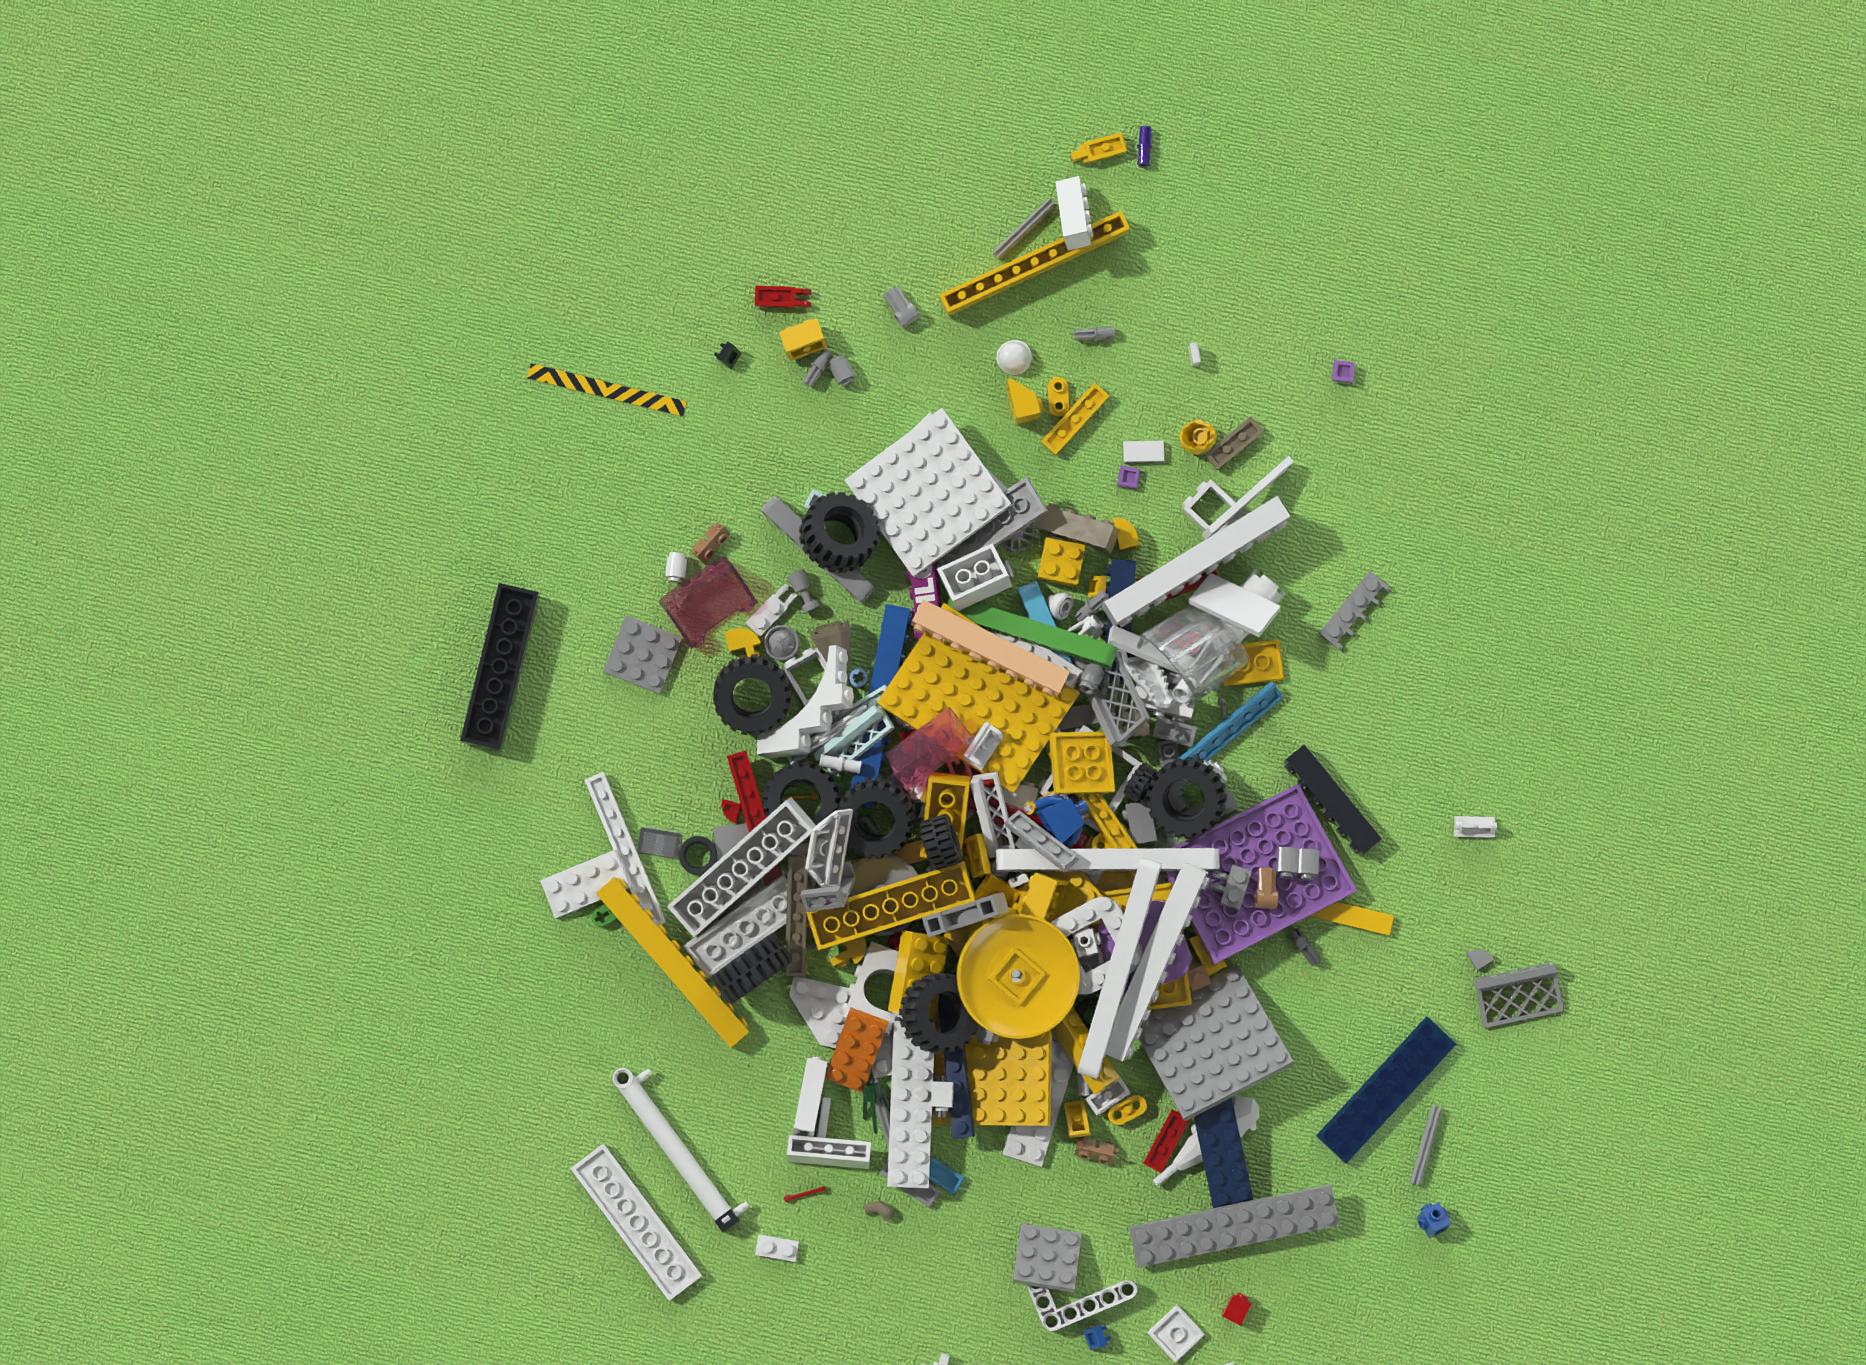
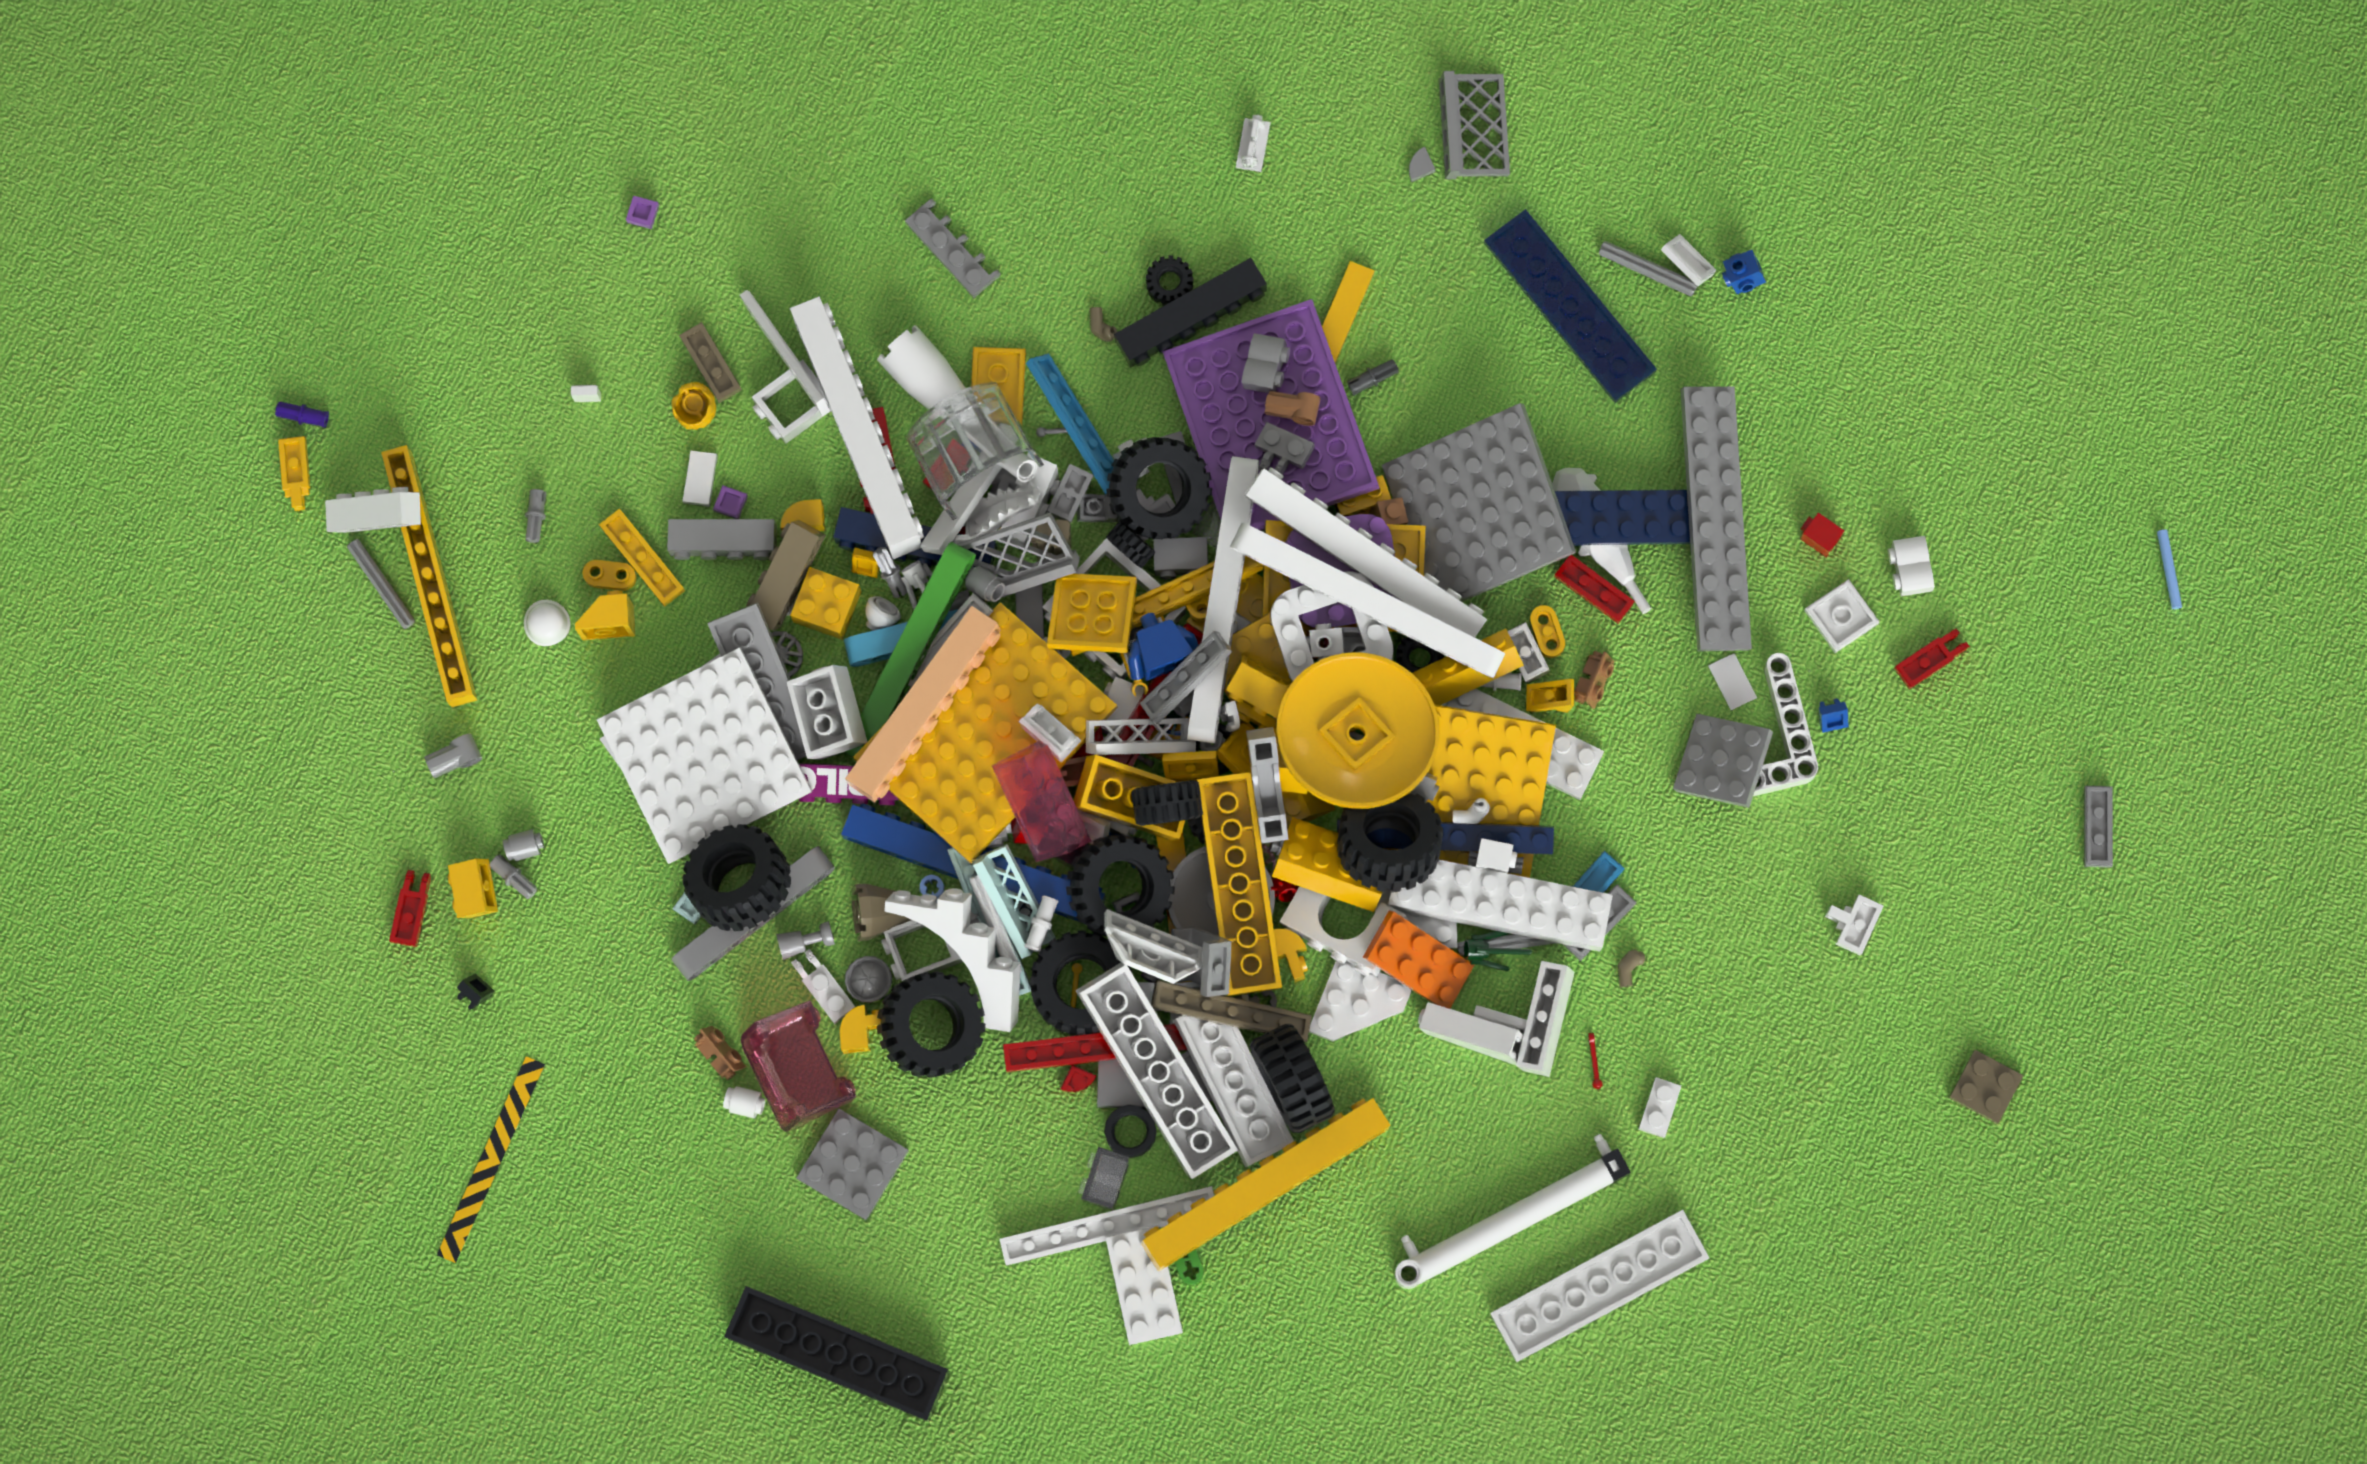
camera: 65 degrees left, 5 degrees down
(972, 1073) = (1474, 814): none -> white arm
(1099, 476) = (721, 538): none -> light grey brick
(1112, 1257) = (1732, 681): none -> white sticker
(1234, 604) = (920, 386): white tile -> none
(1309, 733) = (1100, 328): none -> dark tan arm
(1364, 771) = (1168, 265): none -> black tyre
(1437, 1176) = (1688, 260): none -> white tile

